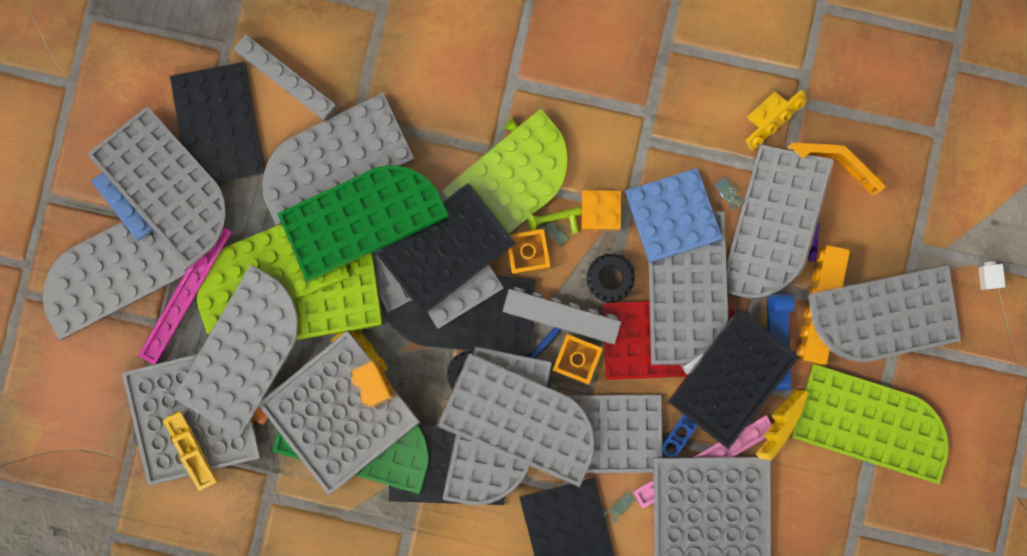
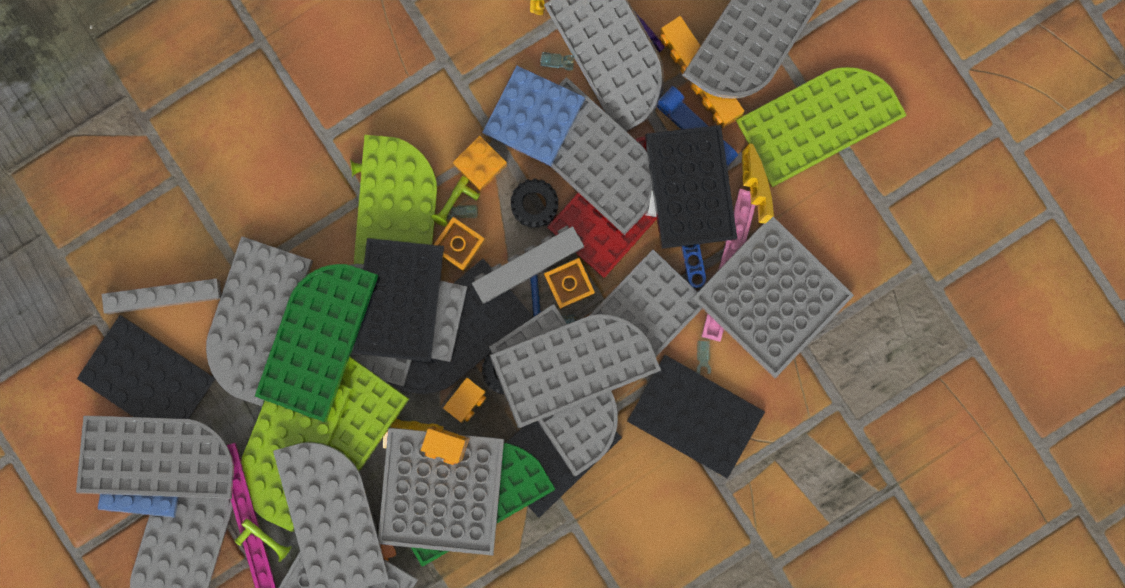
camera: 50 degrees left, 0 degrees up
(187, 340) = (250, 527): none -> lime piece
(420, 366) = (465, 400): none -> light orange brick

